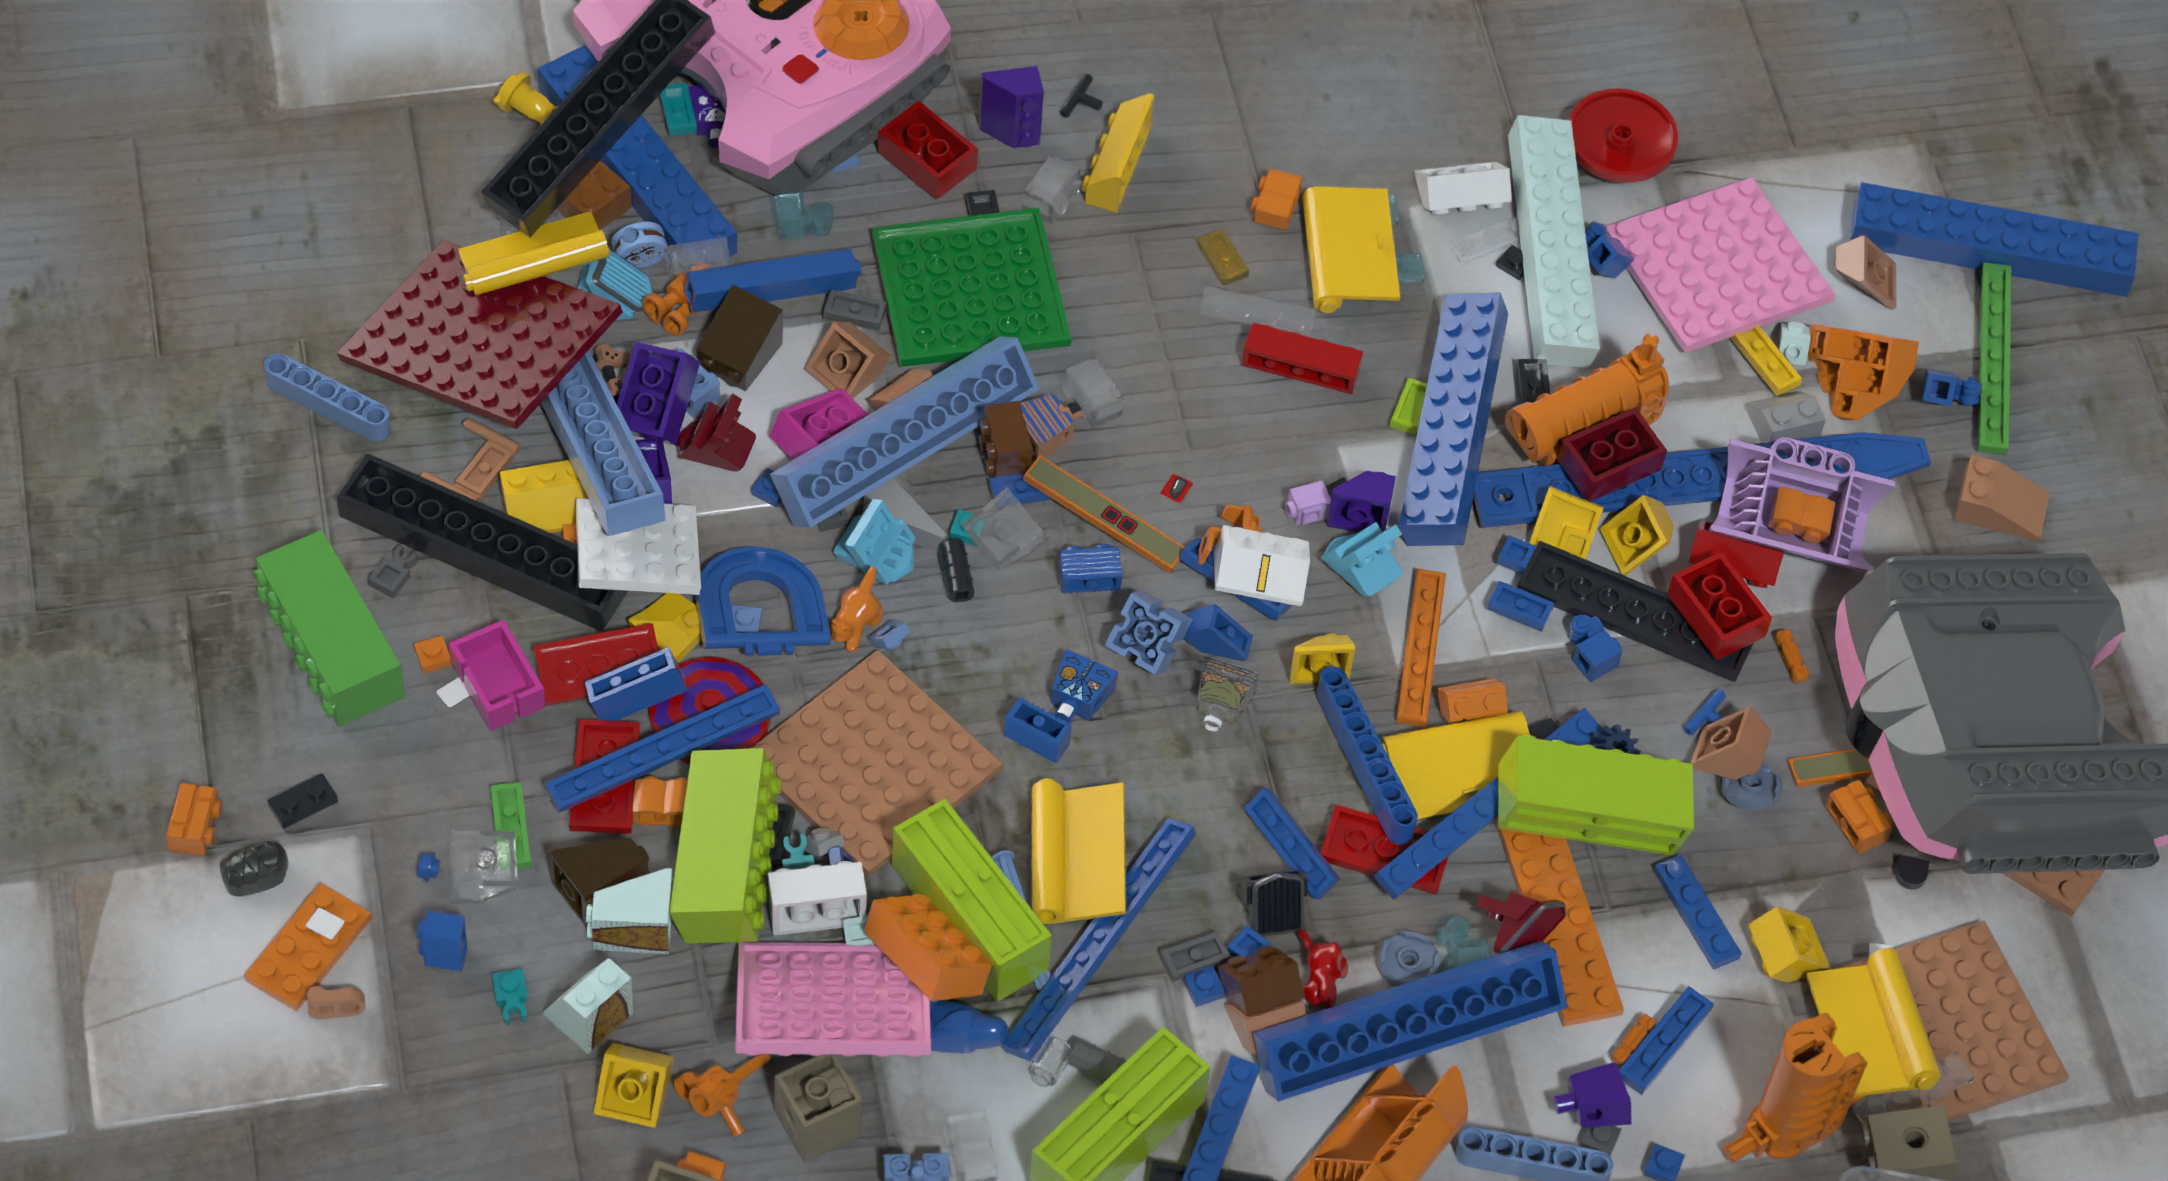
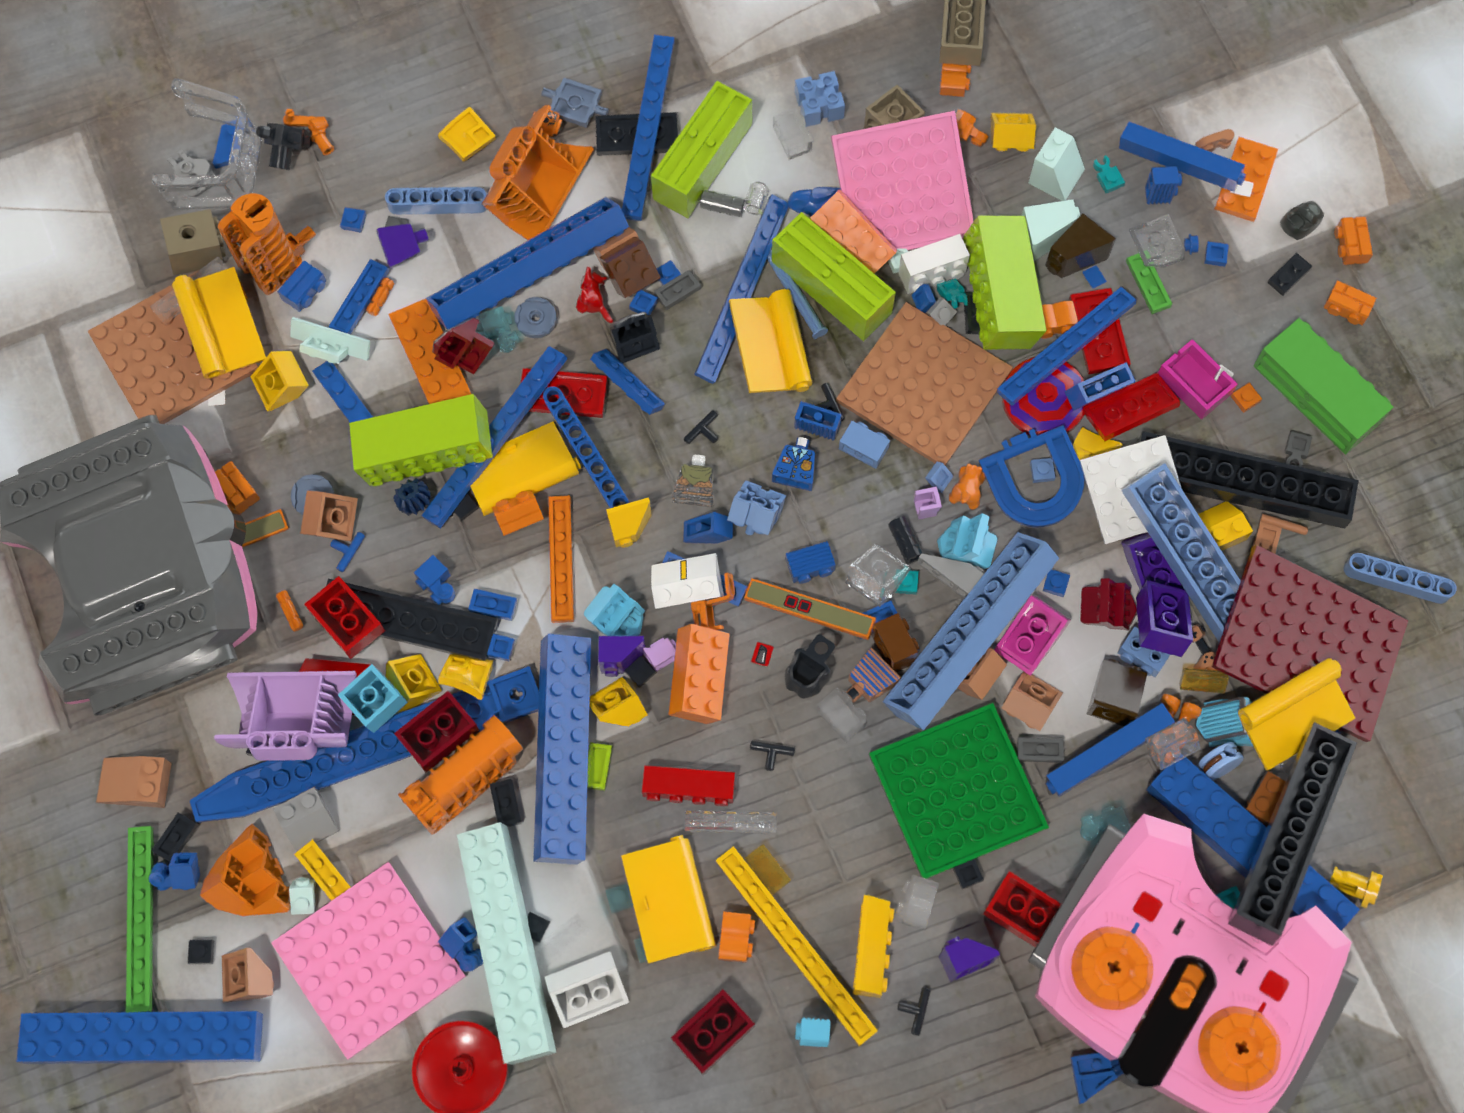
camera: 175 degrees right, 15 degrees up
(238, 737) = (1349, 303): none -> orange brick
(397, 981) = (1187, 157): none -> blue brick
(398, 845) = (1216, 254): none -> blue plate
(618, 336) = (1203, 680): none -> clear yellow plate
(916, 599) = (927, 502): none -> lavender window
(981, 690) = (864, 444): none -> medium blue brick
(1012, 764) = (831, 401): none -> black piece
(1125, 441) = (808, 670): none -> black piece
(1189, 379) = (772, 750): none -> black piece
(1197, 768) = (702, 428): none -> black piece
(1208, 86) = (813, 1032): none -> medium azure brick
(1210, 183) = (796, 946): none -> yellow plate
(1267, 457) = (699, 674): none -> orange brick
(1323, 112) = (713, 1032): none -> dark red brick
(1379, 451) = (617, 704): none -> yellow slope
(1690, 493) = (372, 698): none -> medium azure piece
(1718, 974) = (327, 342): none -> light aqua bracket
(1745, 1073) = (302, 286): none -> blue brick
(1801, 514) = (287, 715): orange brick -> none
(1921, 314) = (200, 952): none -> black plate
(1950, 431) = (175, 837): none -> black plate

